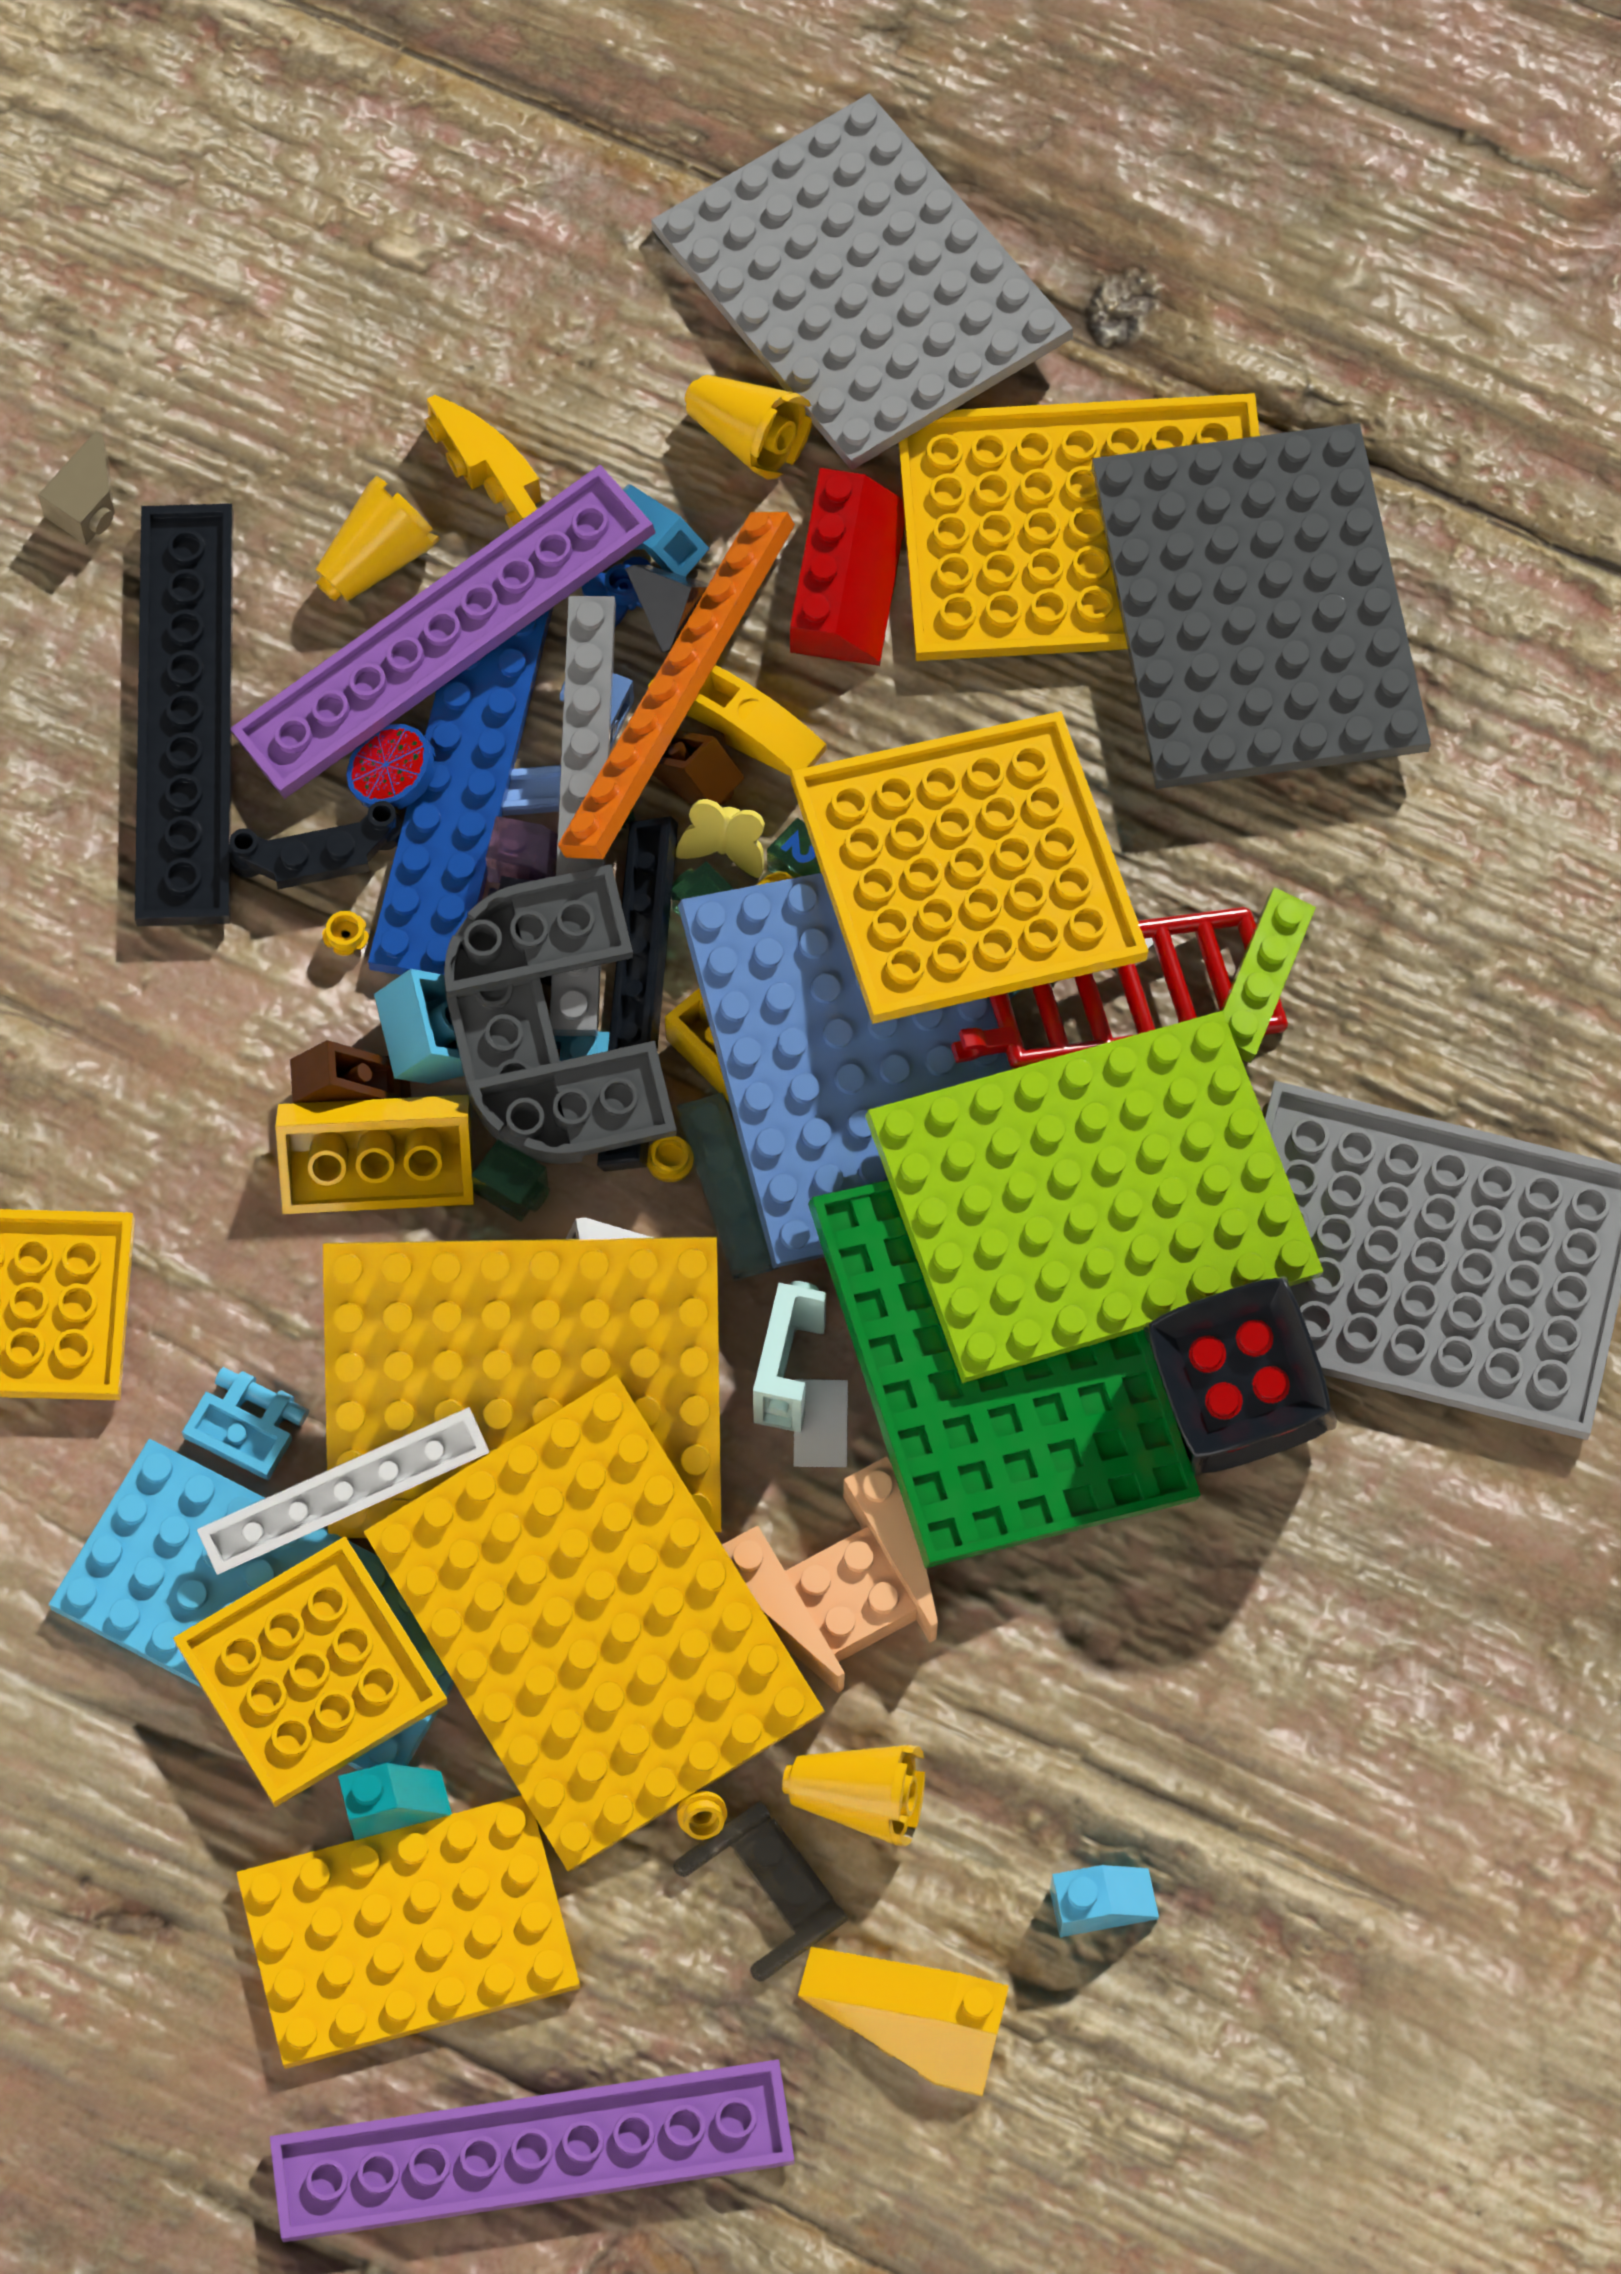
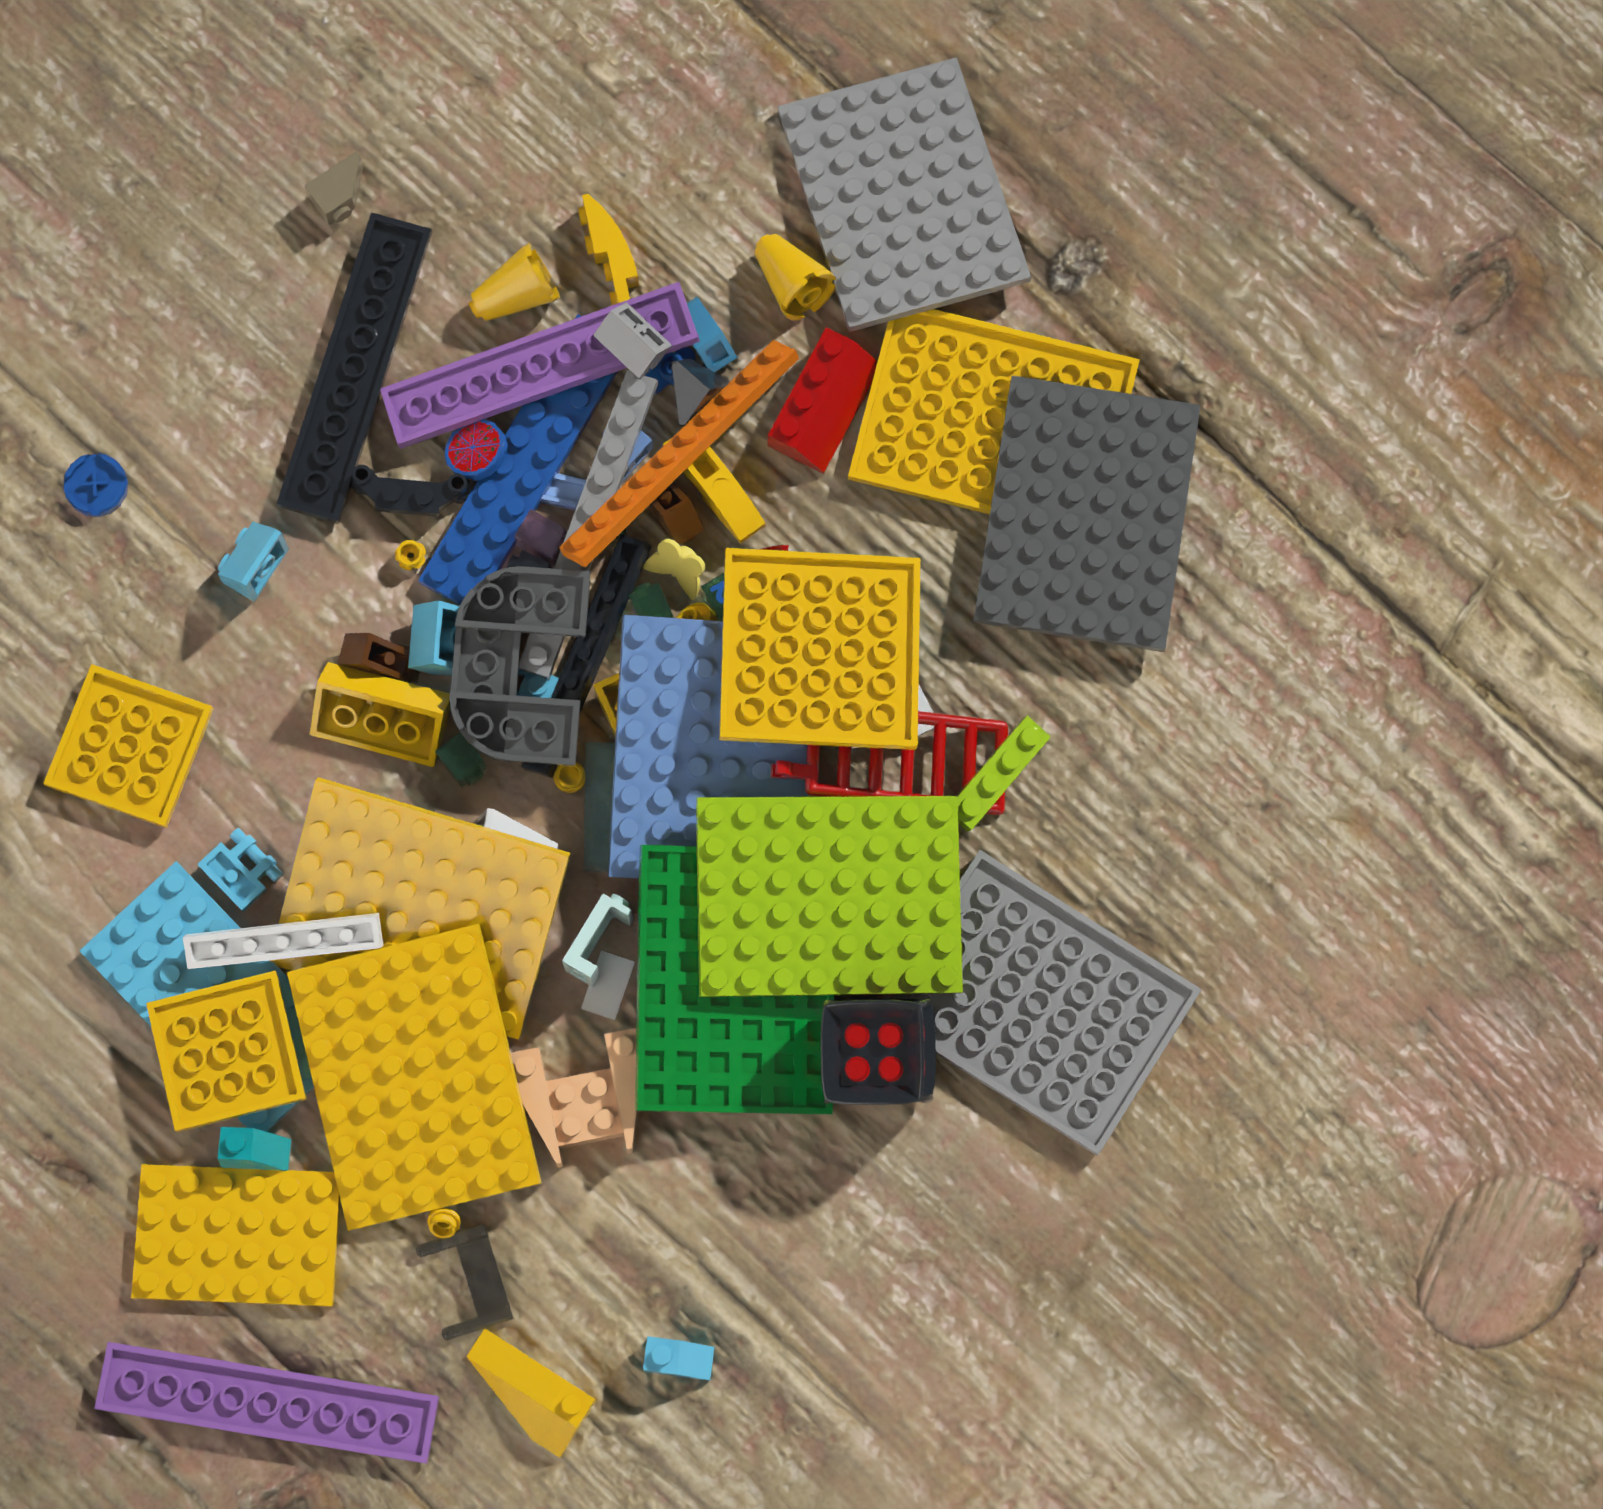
camera: 15 degrees right, 10 degrees up
(127, 1000) = (253, 560): none -> medium azure slope
(563, 552) = (632, 339): none -> light grey hinge
(861, 1789) = (548, 1240): yellow cone -> none

